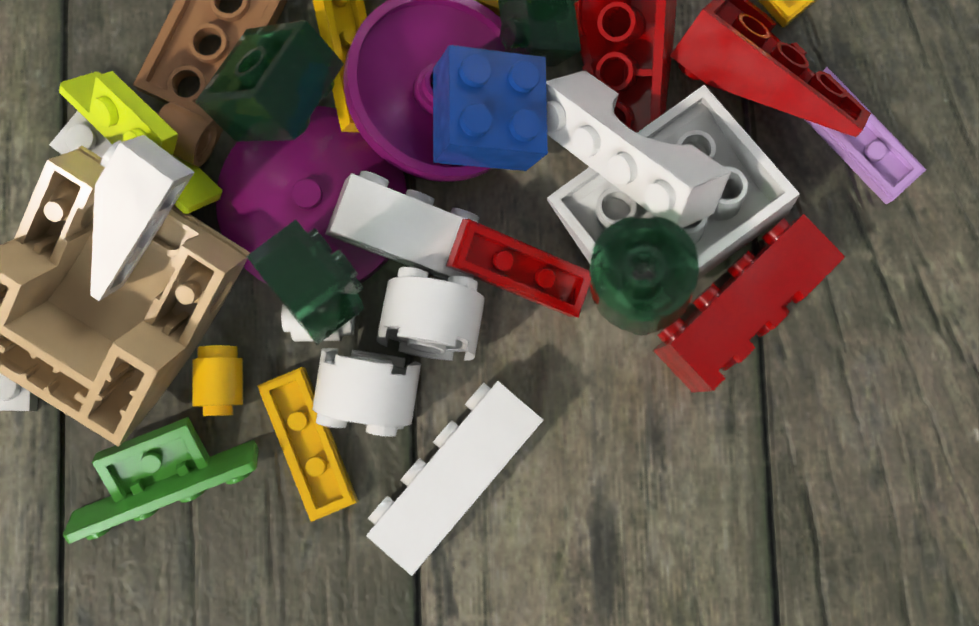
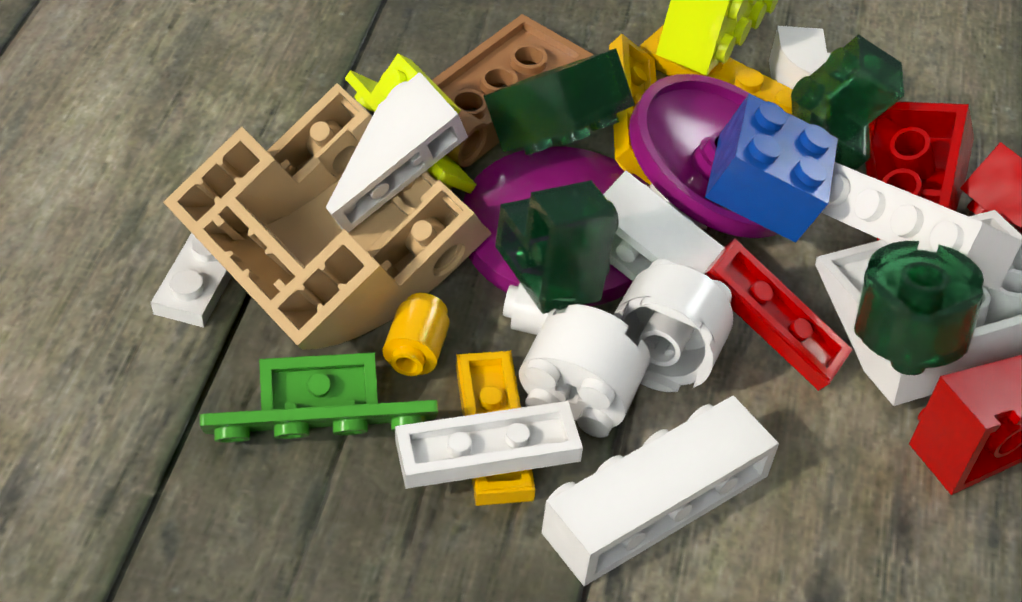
camera: 10 degrees right, 35 degrees down
(305, 487) = (487, 444): none -> white plate

